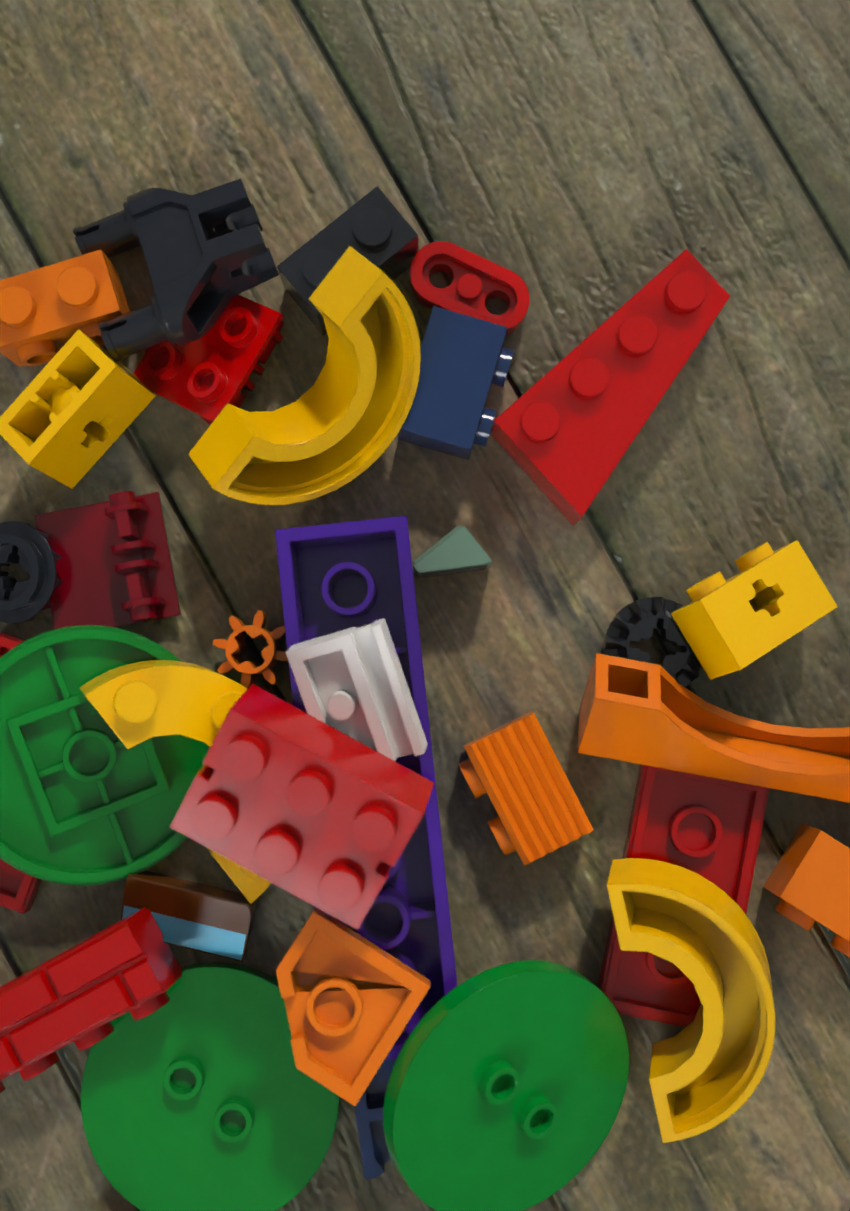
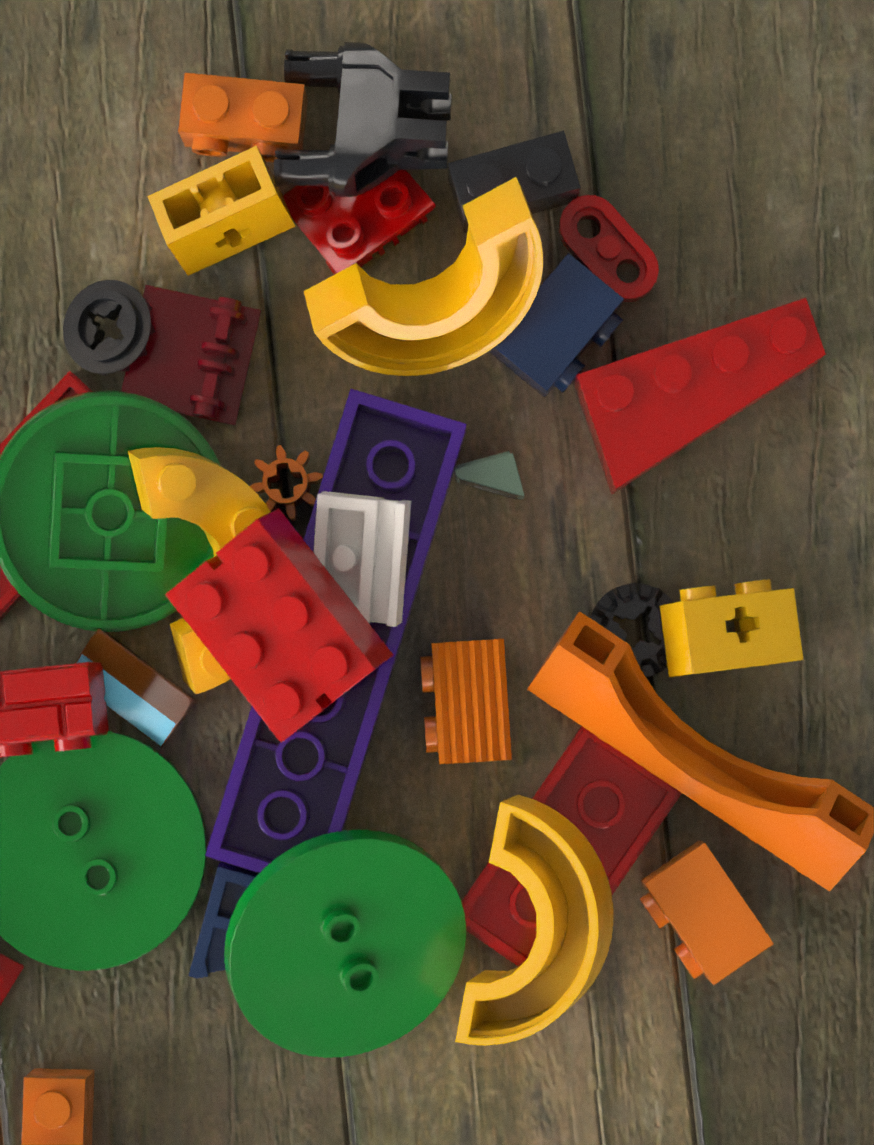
camera: 25 degrees right, 0 degrees up
(344, 1003) = (241, 804): orange plate -> none

